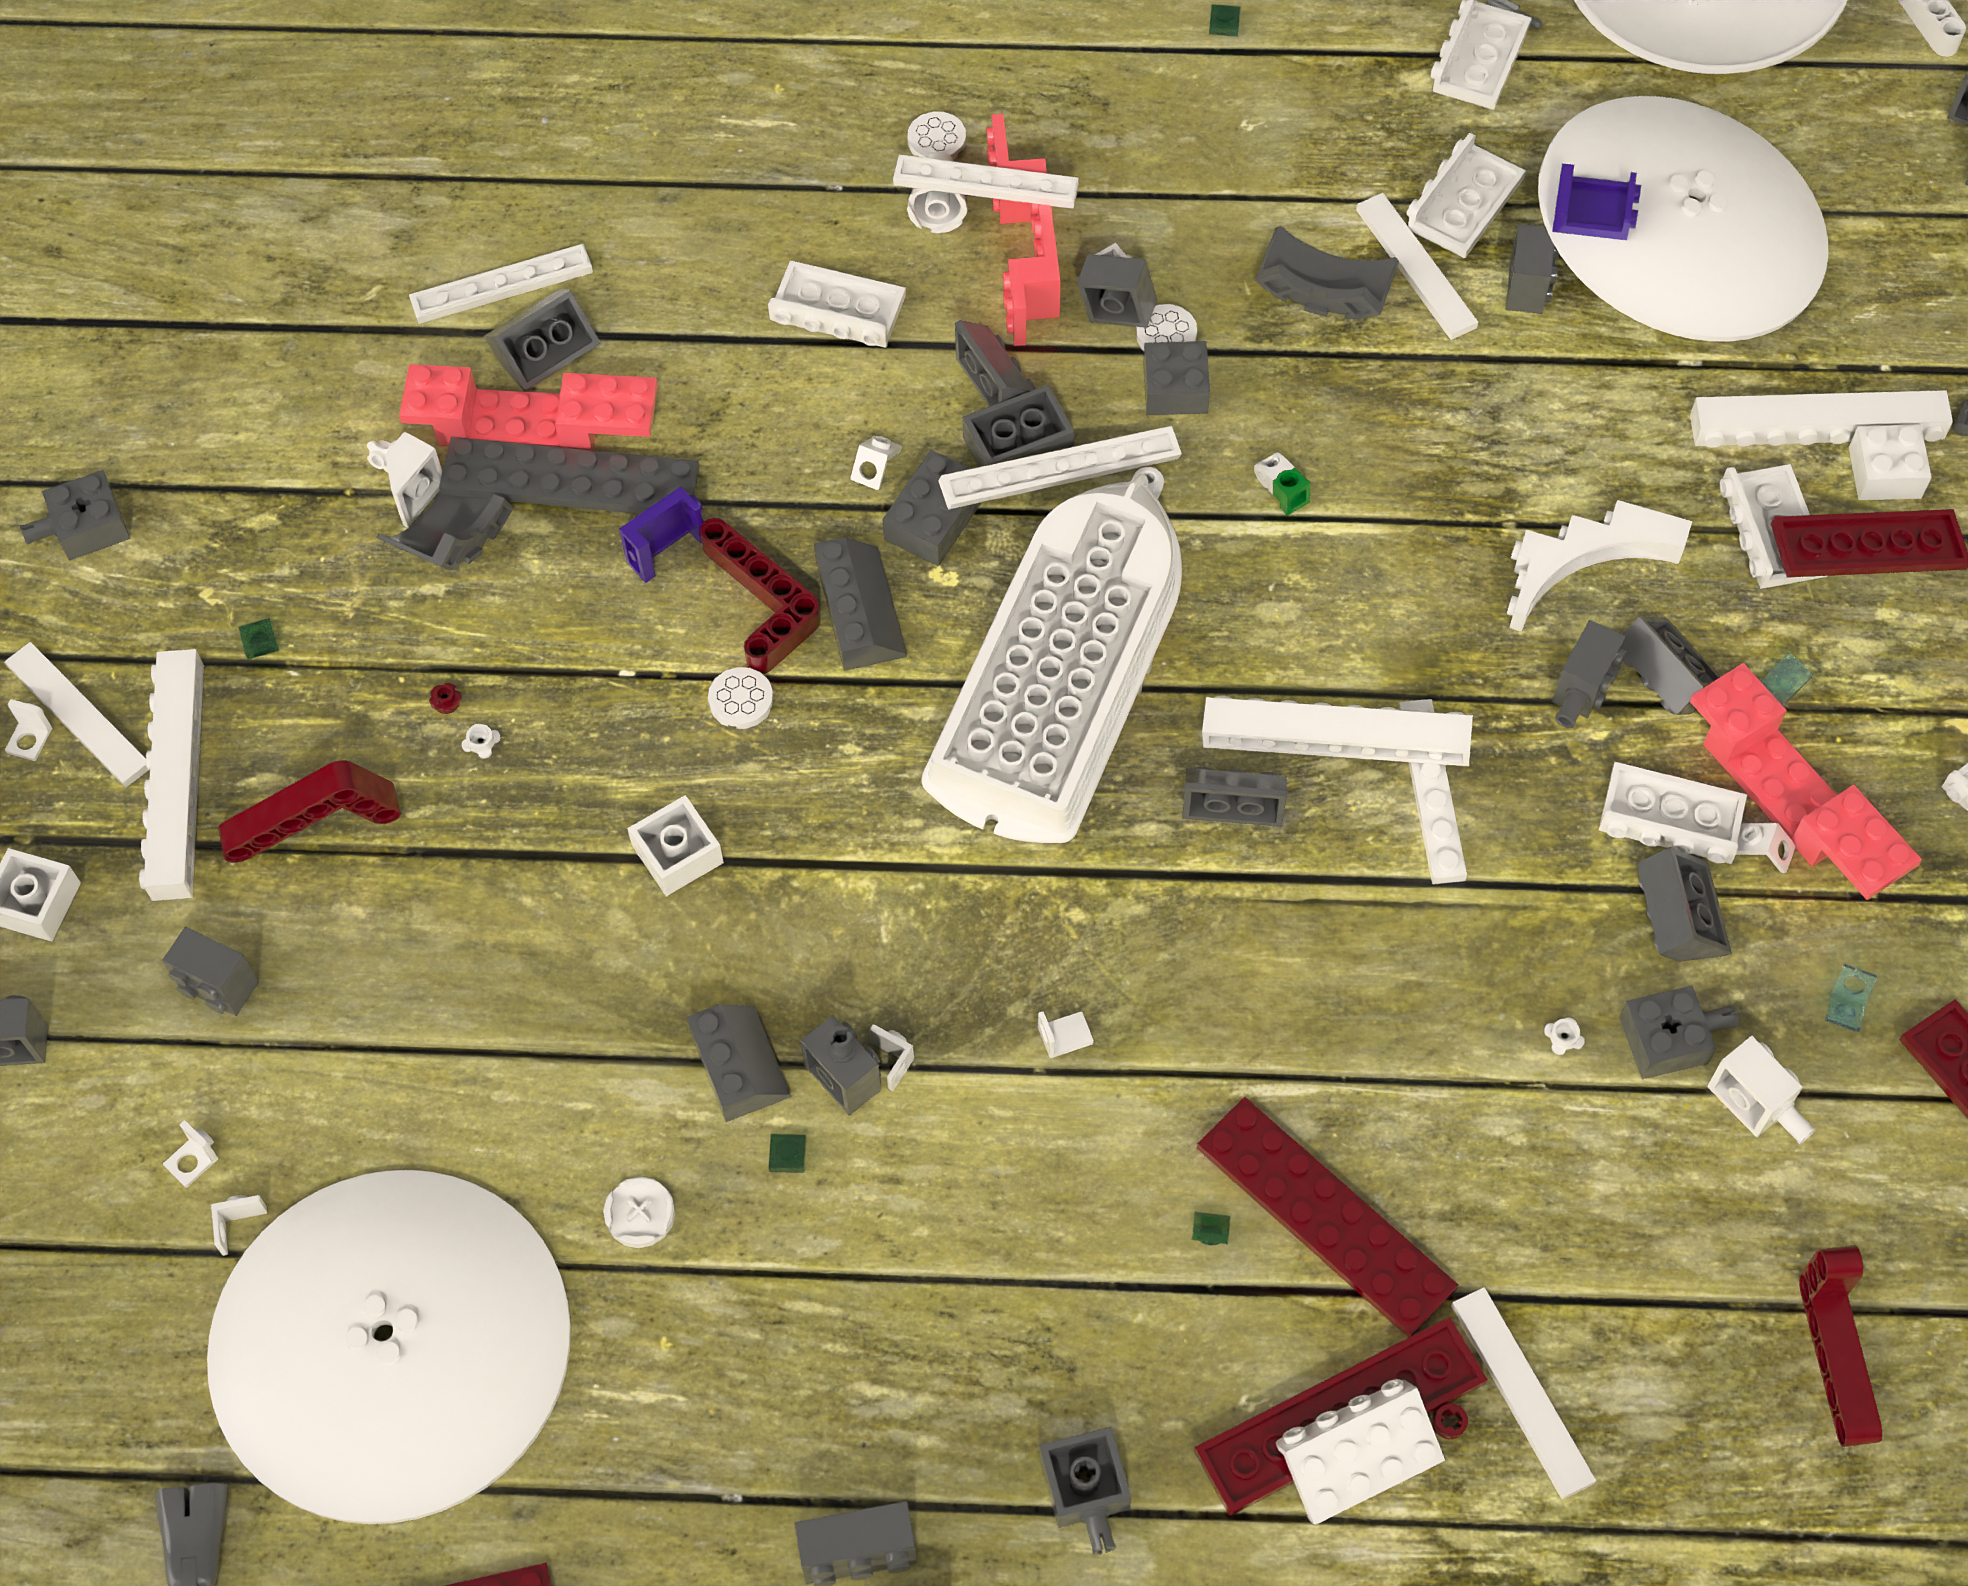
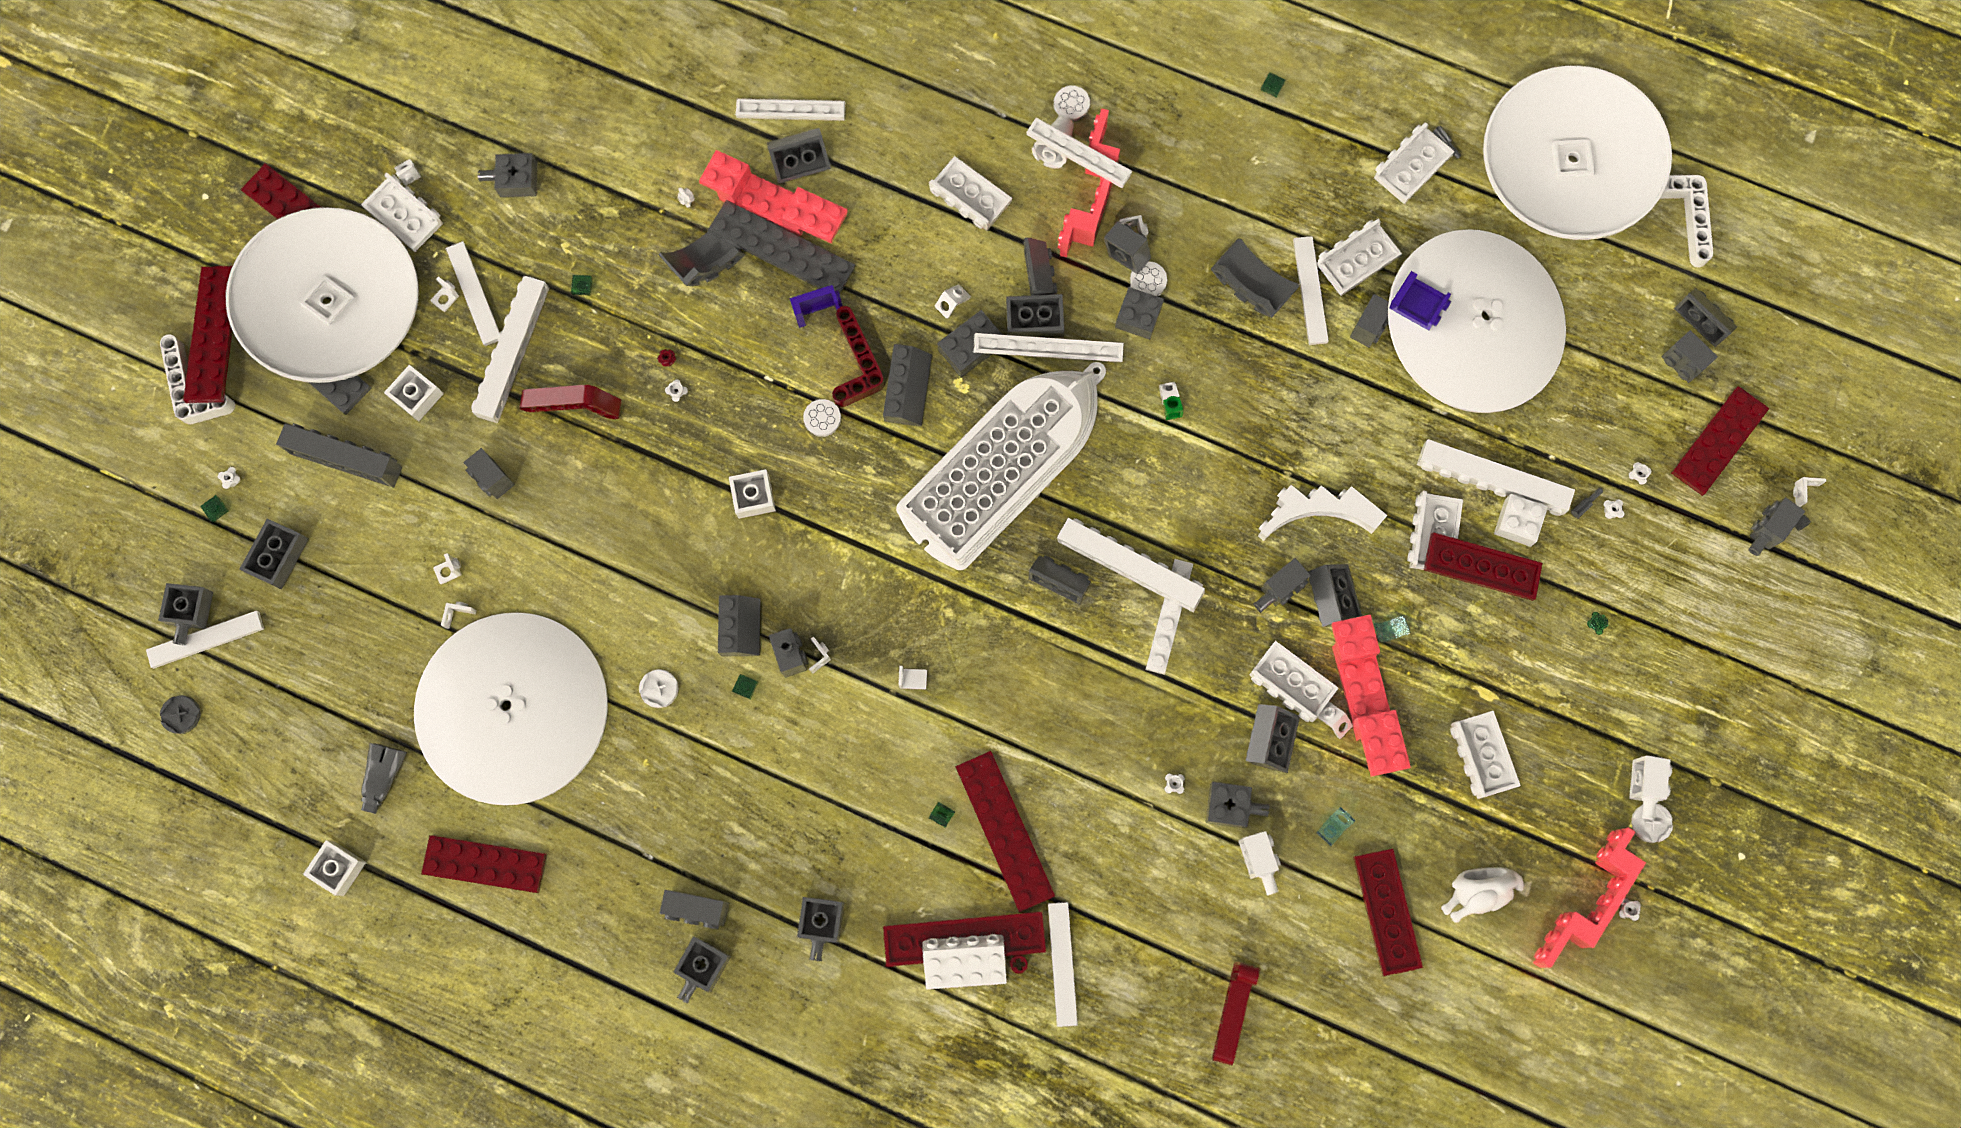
camera: 25 degrees right, 15 degrees up
(412, 475) = (693, 219): white slope -> none

